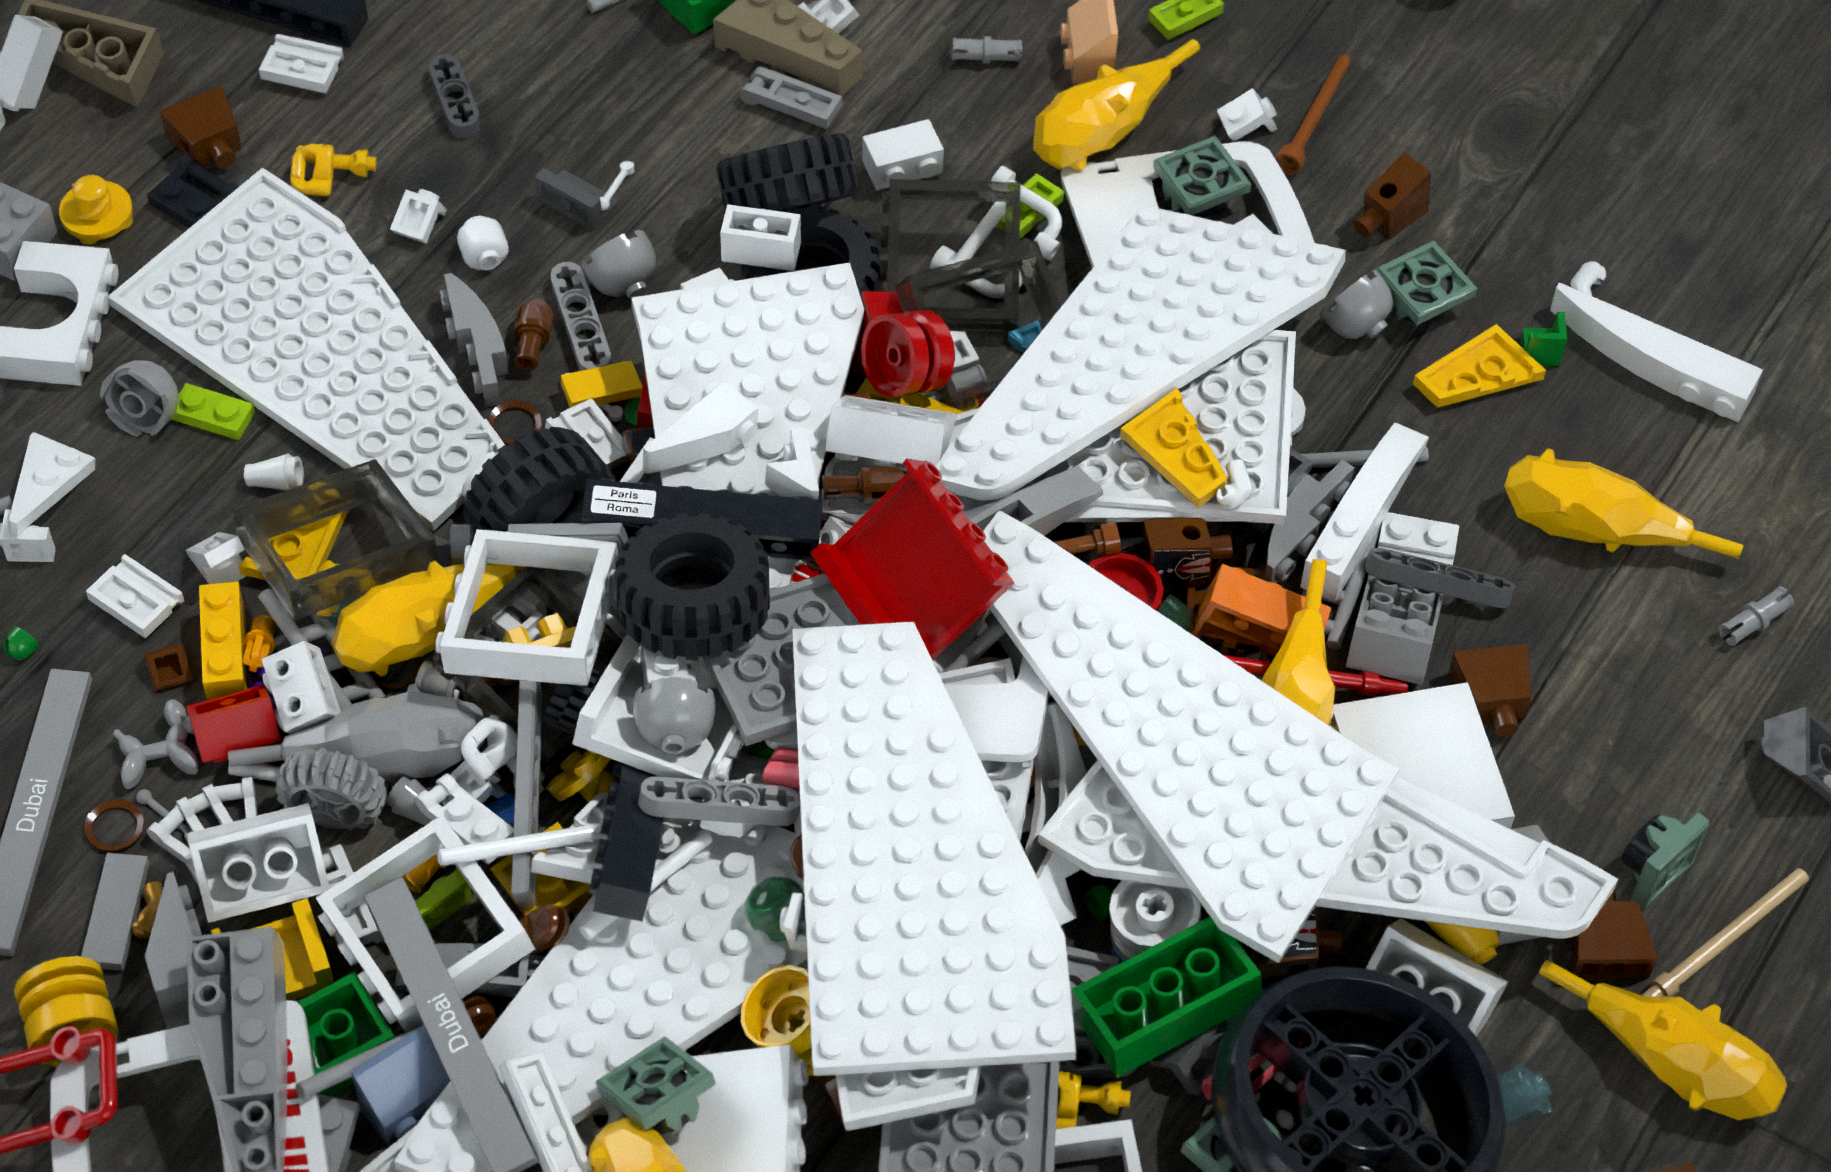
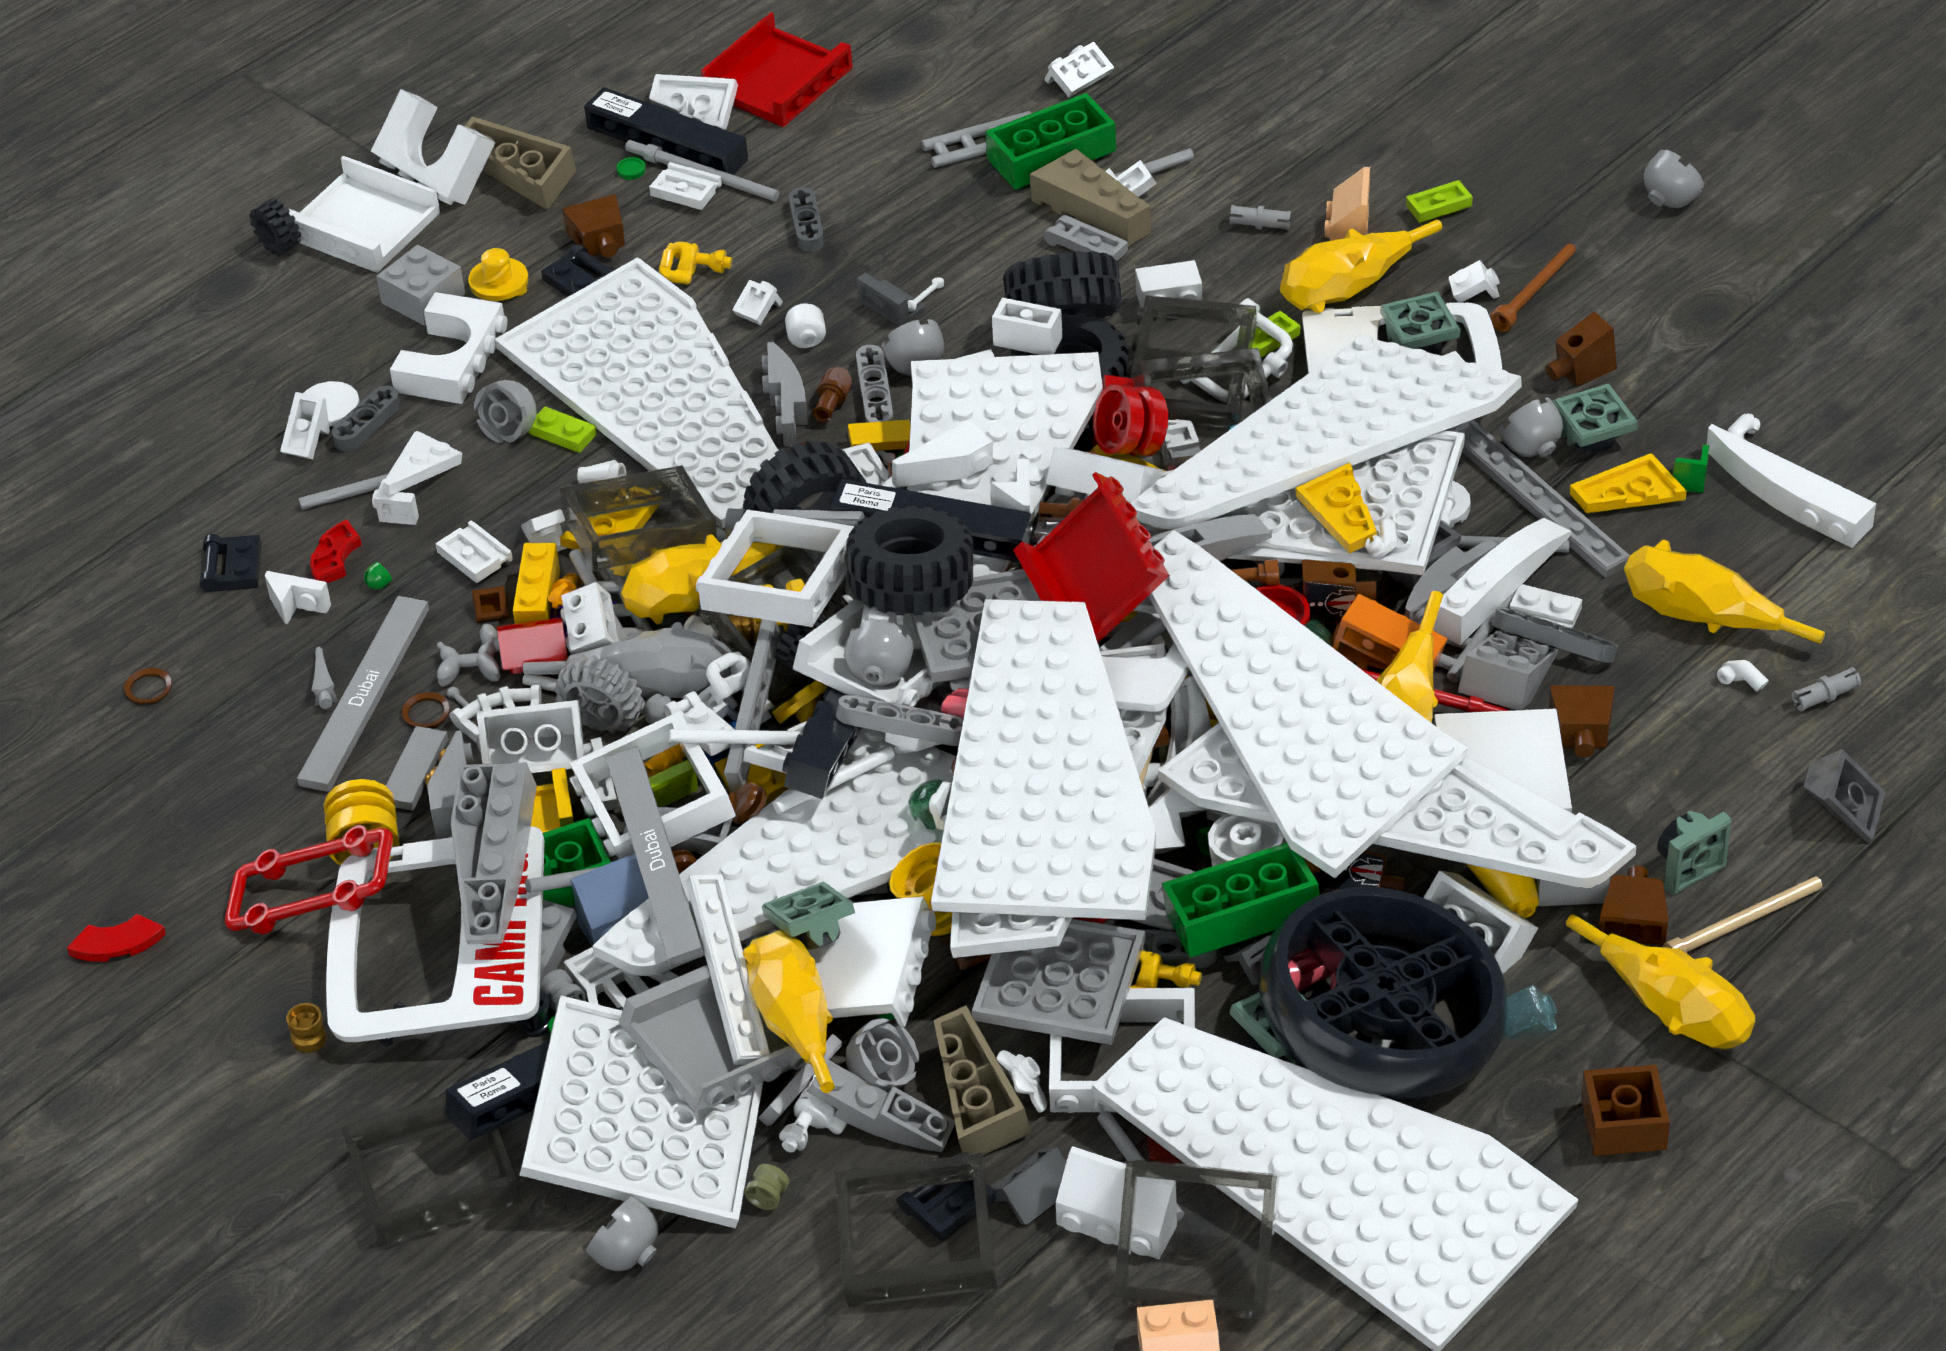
camera: 15 degrees right, 10 degrees down
(229, 43) = (631, 168): none -> green piece
(255, 22) = (655, 154): none -> light grey bar
(1391, 400) = (1541, 498): none -> light grey tile
(1658, 601) = (1742, 670): none -> white arm

